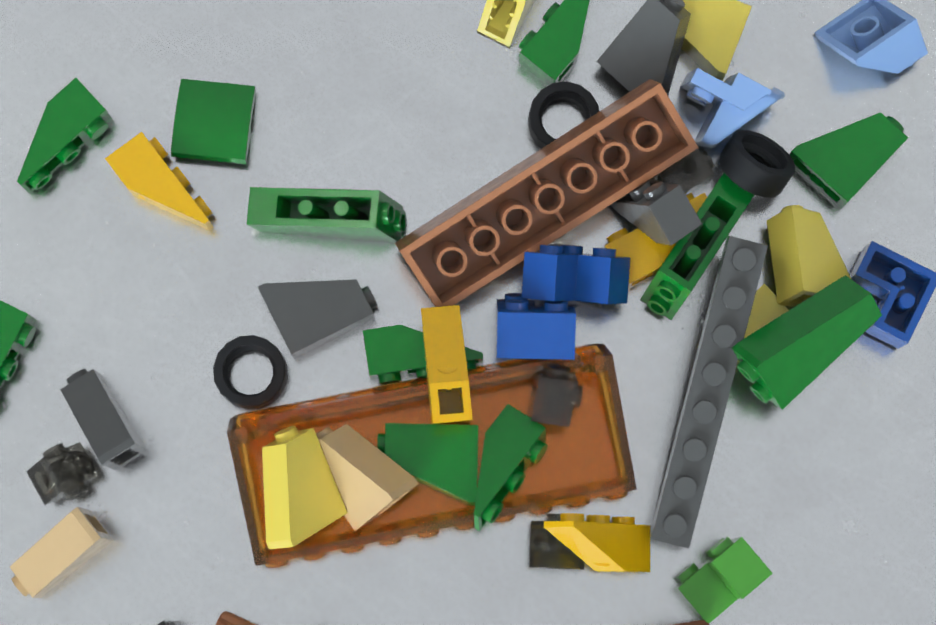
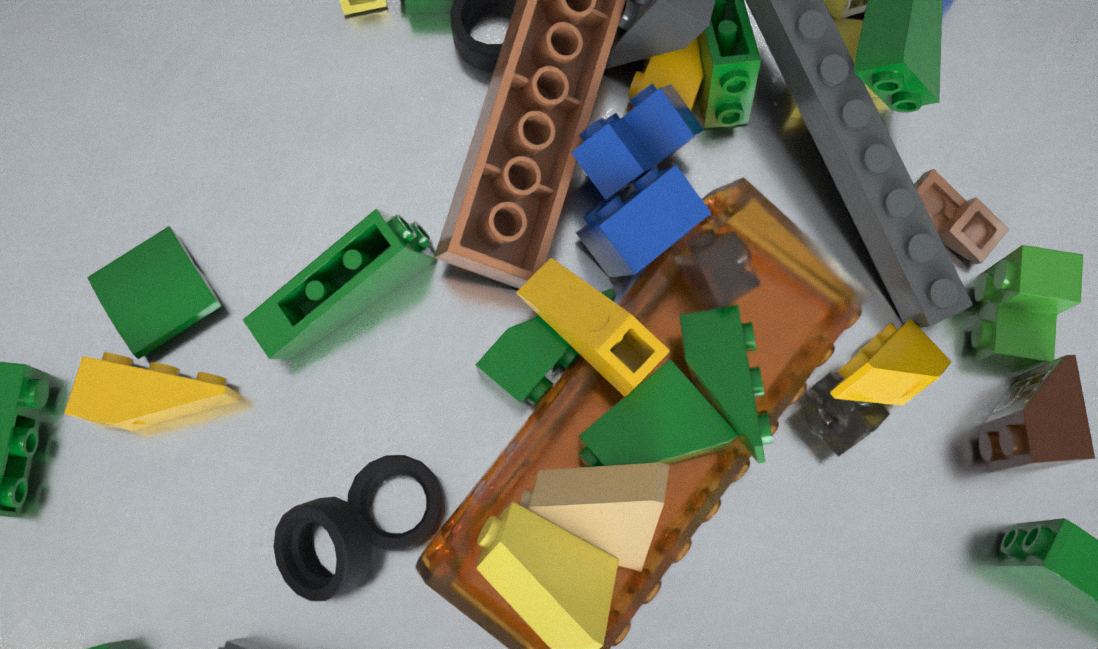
camera: 40 degrees left, 5 degrees down
(207, 367) = (295, 553): none -> black tyre
(317, 311) = (411, 386): dark grey slope -> none
(742, 489) = (961, 223): none -> nougat slope

